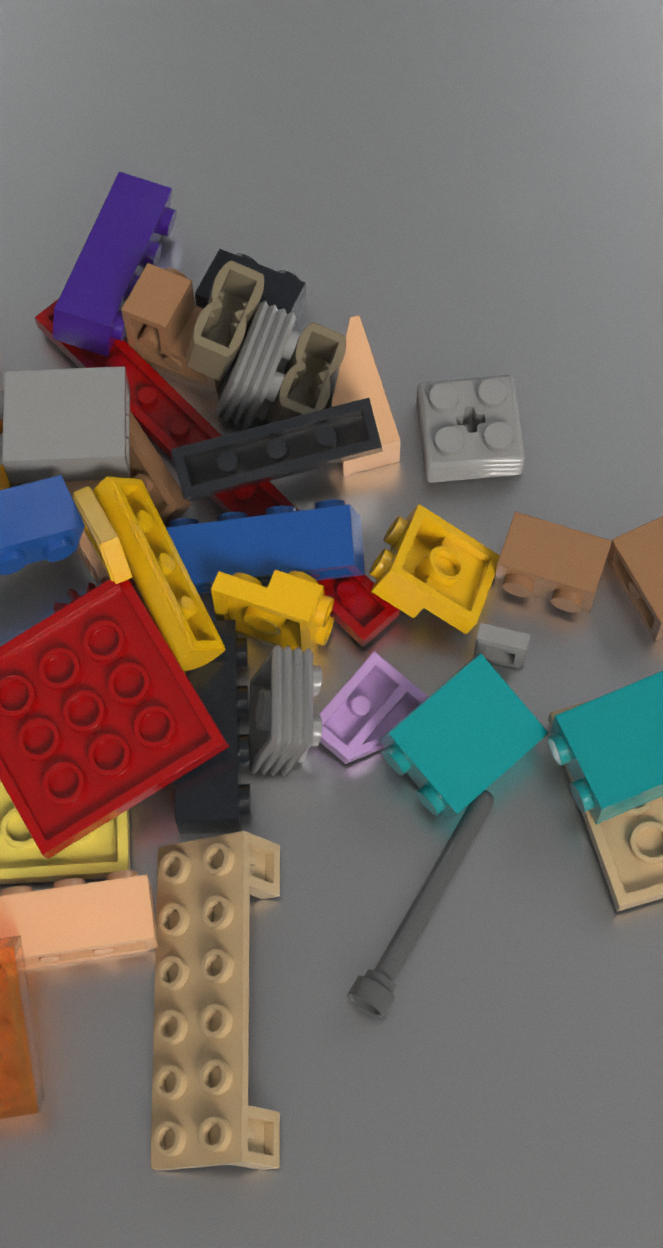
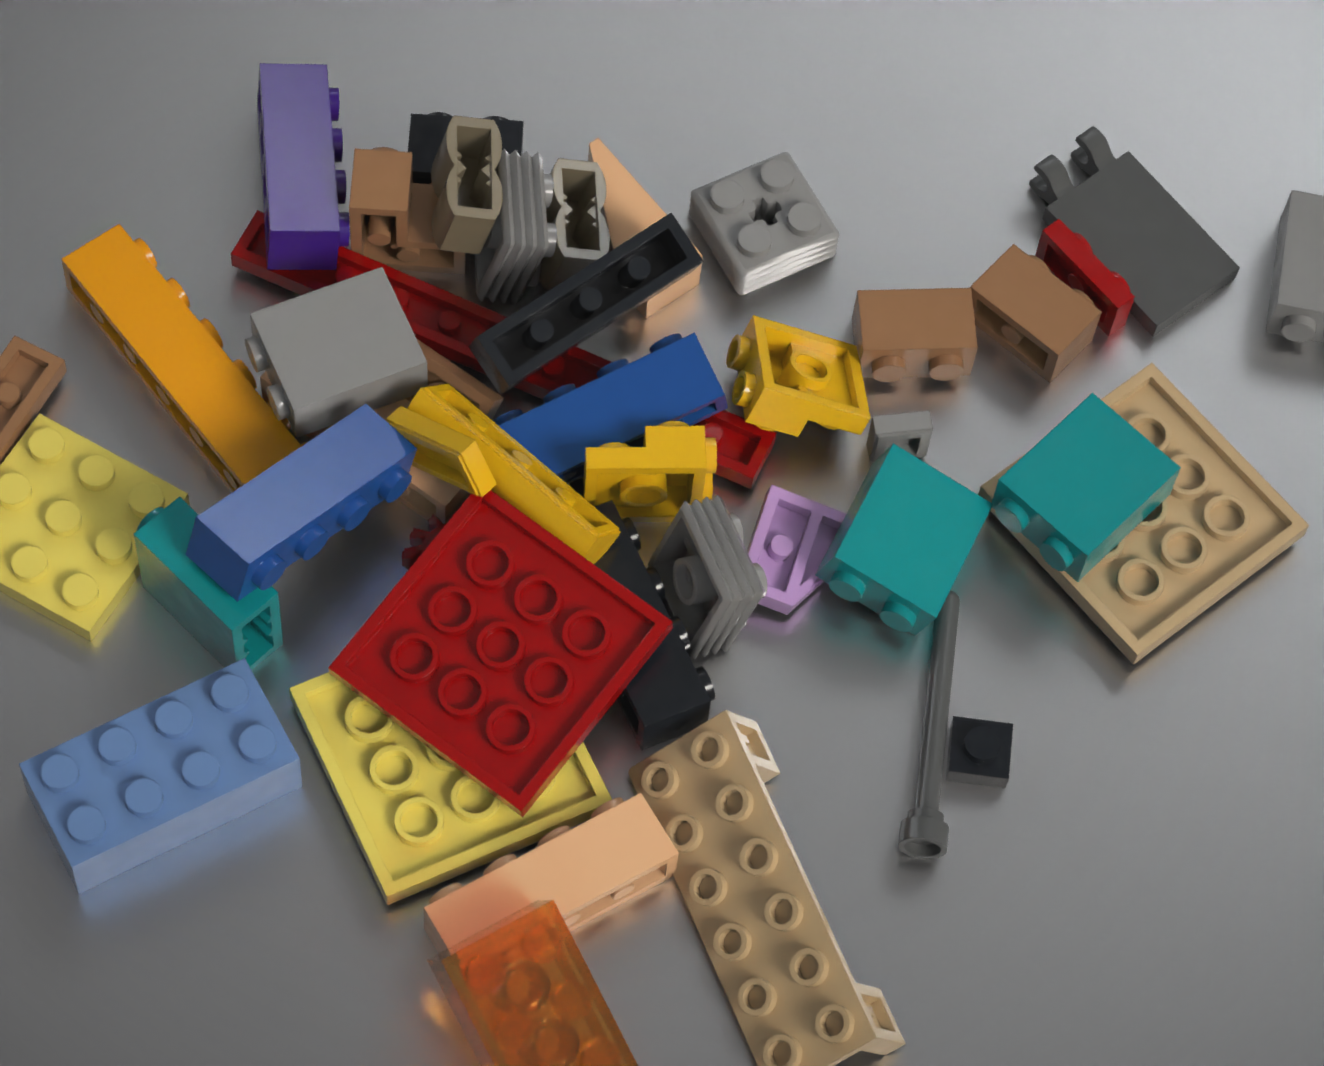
camera: 30 degrees left, 5 degrees down
(452, 939) = (979, 752): none -> black plate

